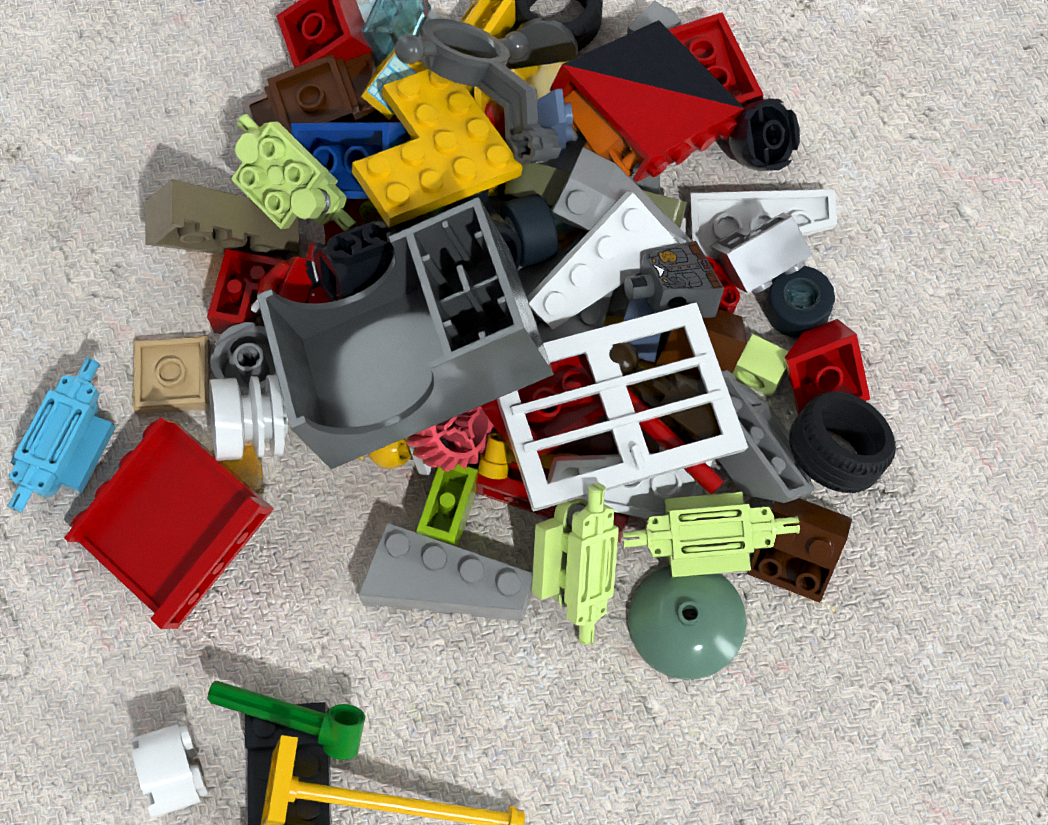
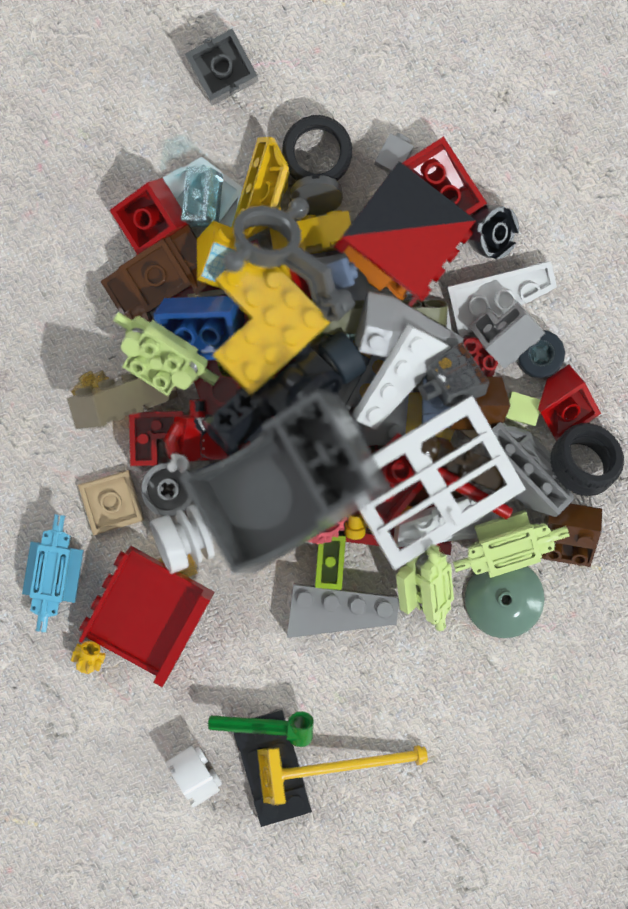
camera: 15 degrees left, 20 degrees up
(71, 567) = (88, 657): none -> yellow gear

